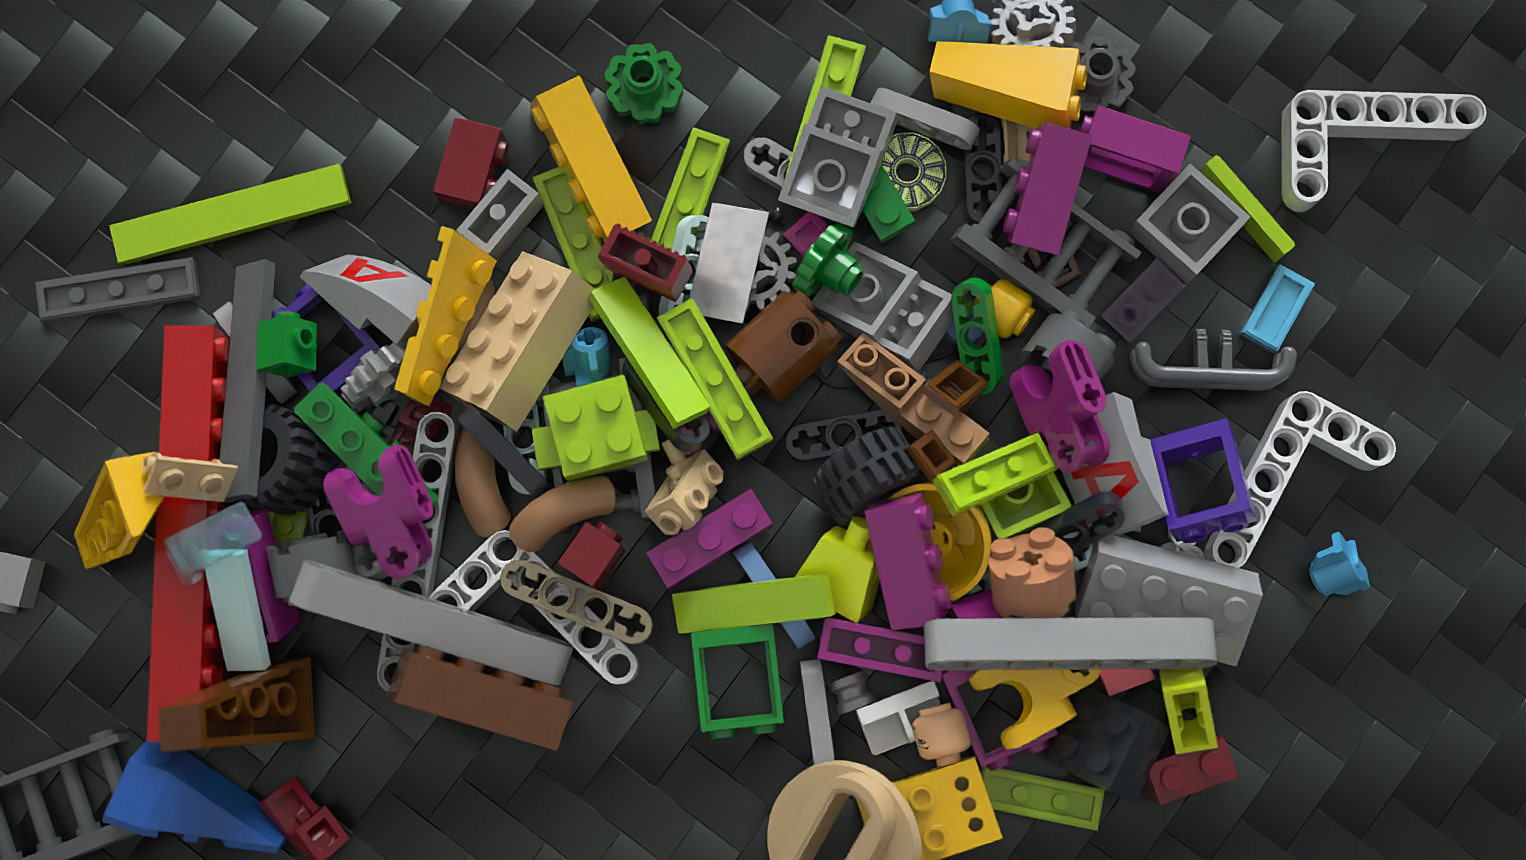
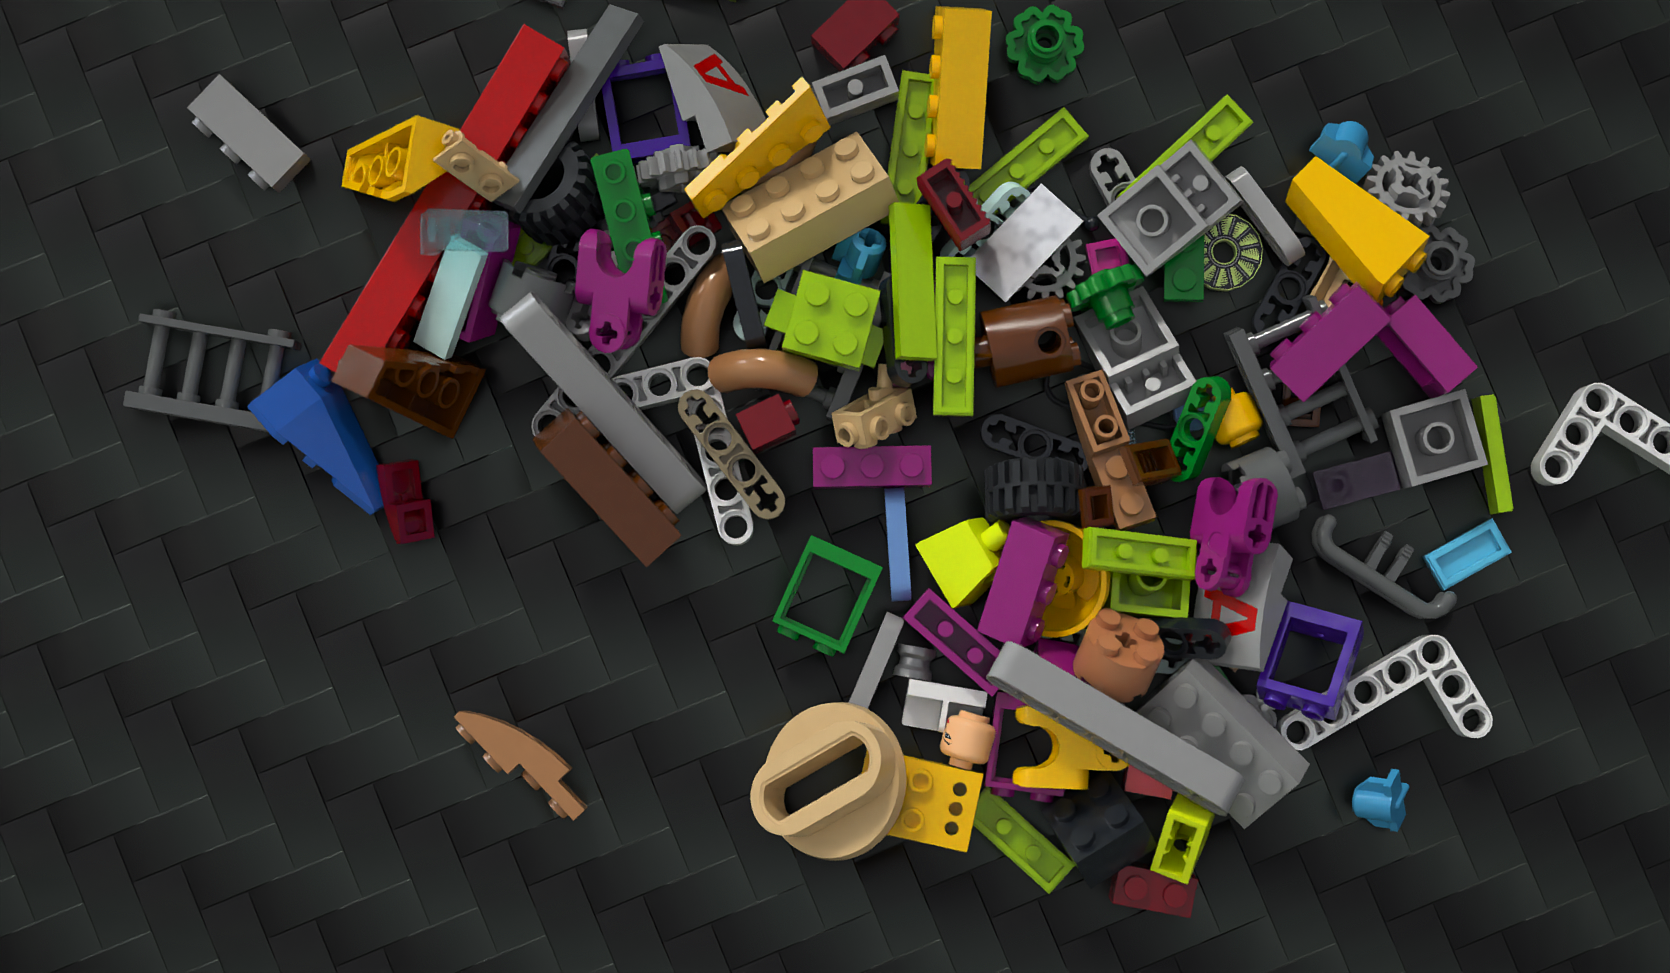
camera: 30 degrees right, 5 degrees up
(286, 345) = (615, 99): green brick -> none
(753, 603) = (876, 541): lime tile -> none

